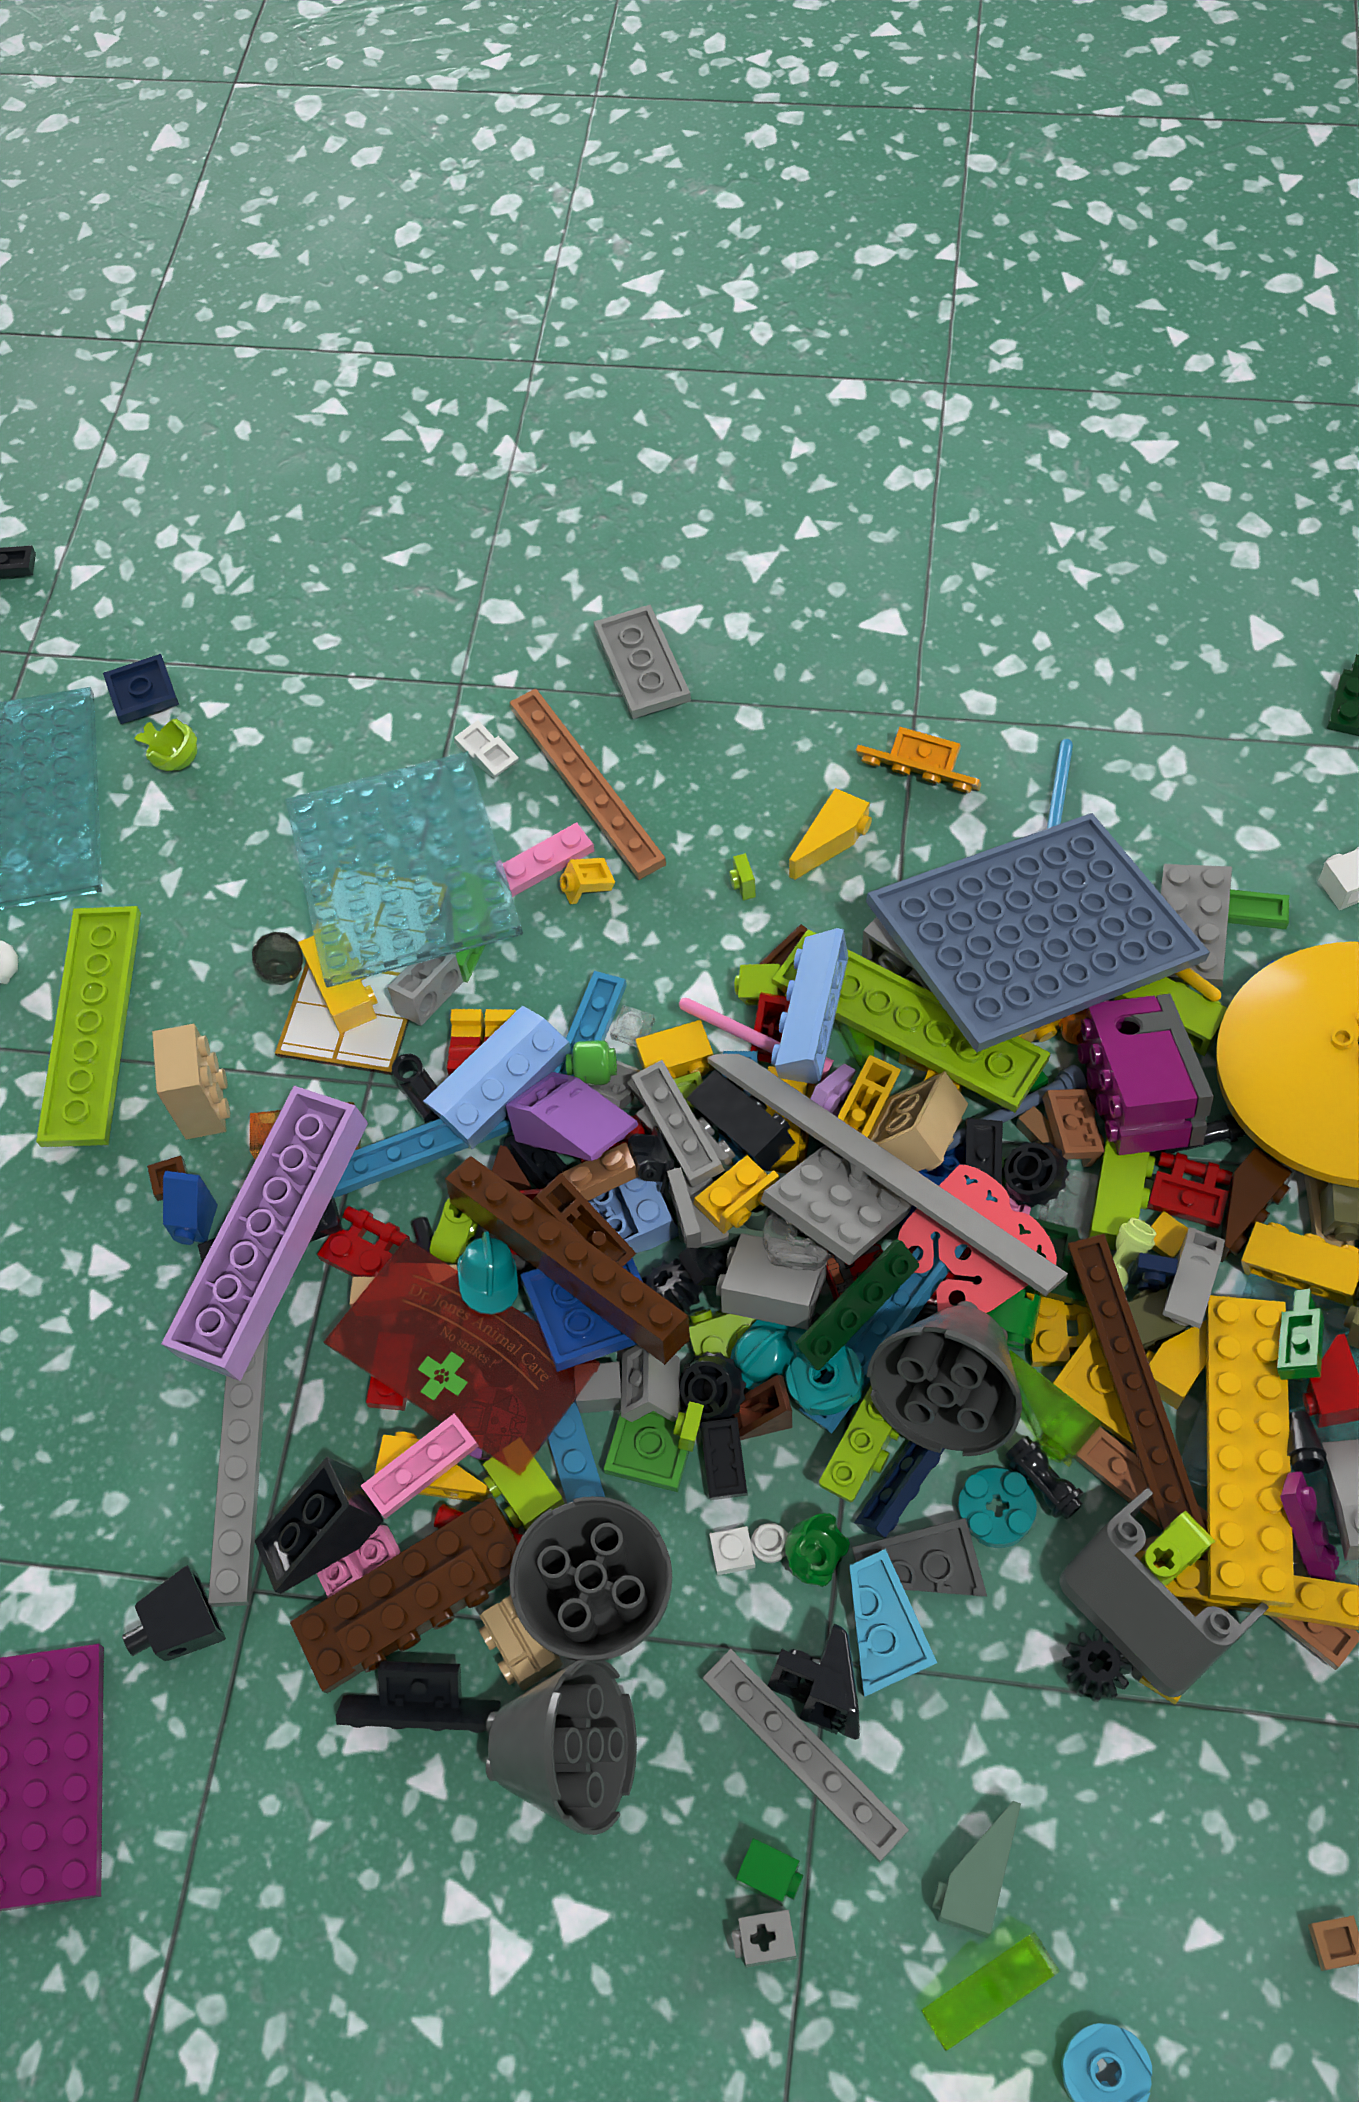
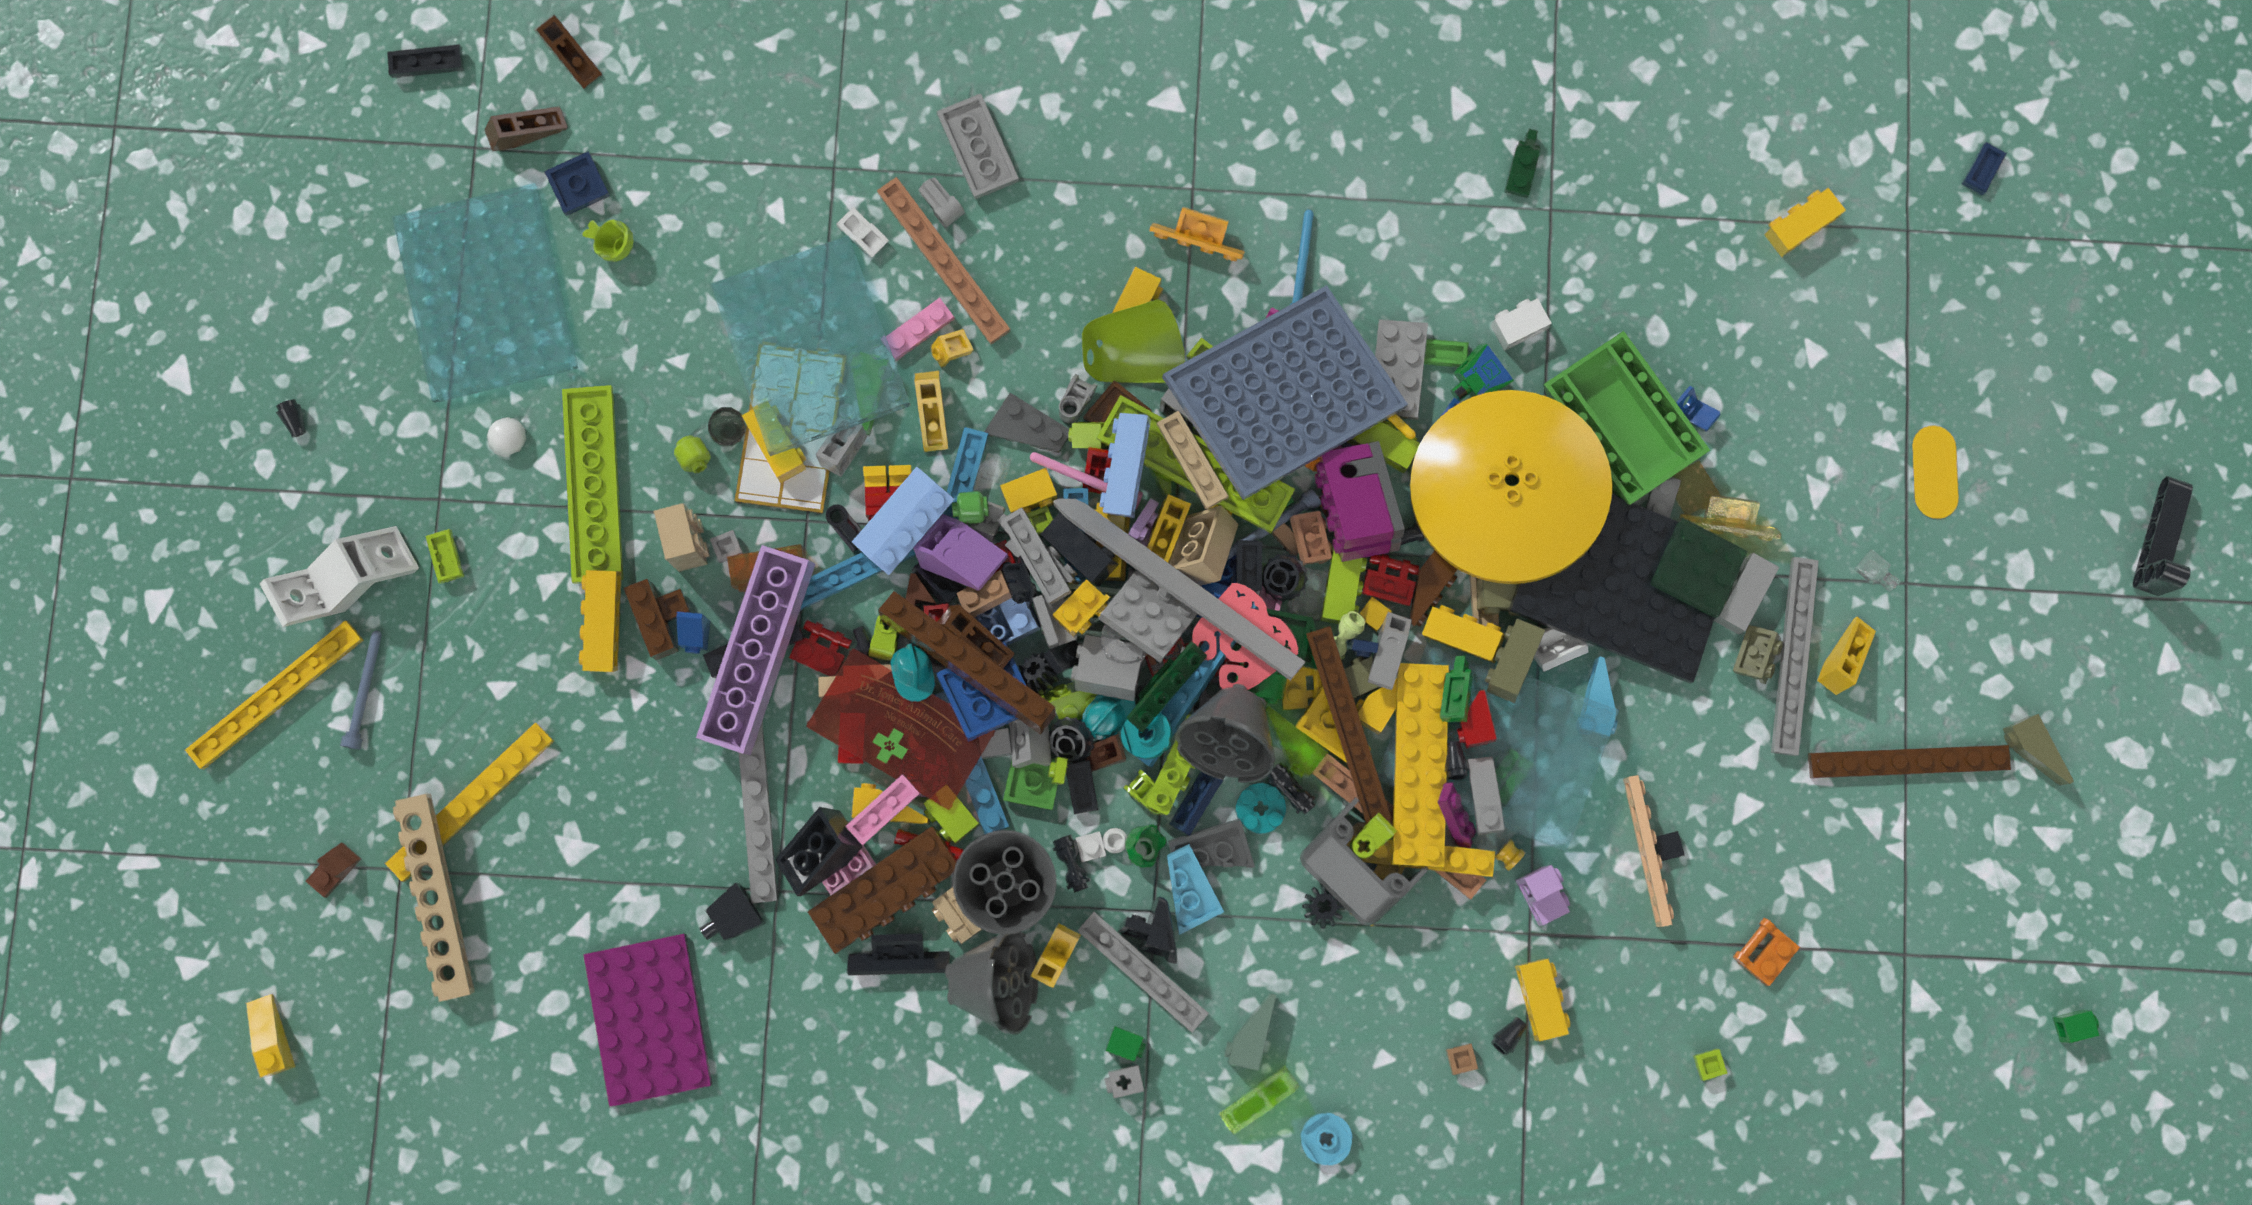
camera: 15 degrees left, 20 degrees up
(64, 1190) = (601, 620): none -> yellow brick
(86, 629) = (524, 127): none -> reddish brown slope
(132, 1194) = (651, 620): none -> reddish brown brick
(155, 552) = (567, 51): none -> reddish brown slope
(225, 989) = (692, 454): none -> lime head
(252, 1101) = (726, 545): none -> light grey plate
(551, 951) = (931, 411): none -> yellow slope
(593, 723) = (944, 206): none -> light grey piece
(665, 1714) = (1055, 955): none -> yellow brick
(680, 974) = (1027, 425): none -> dark grey wing
(695, 1553) = (1067, 852): none -> black piece
(742, 877) = (1068, 342): lime plate -> none
(750, 941) = (1077, 395): none -> light grey piece
(809, 1468) = (1143, 792): none -> lime piece
(829, 868) = (1136, 344): none -> lime piece
(905, 1008) = (1192, 460): none -> tan plate
(1309, 924) = (1480, 374): none -> torso

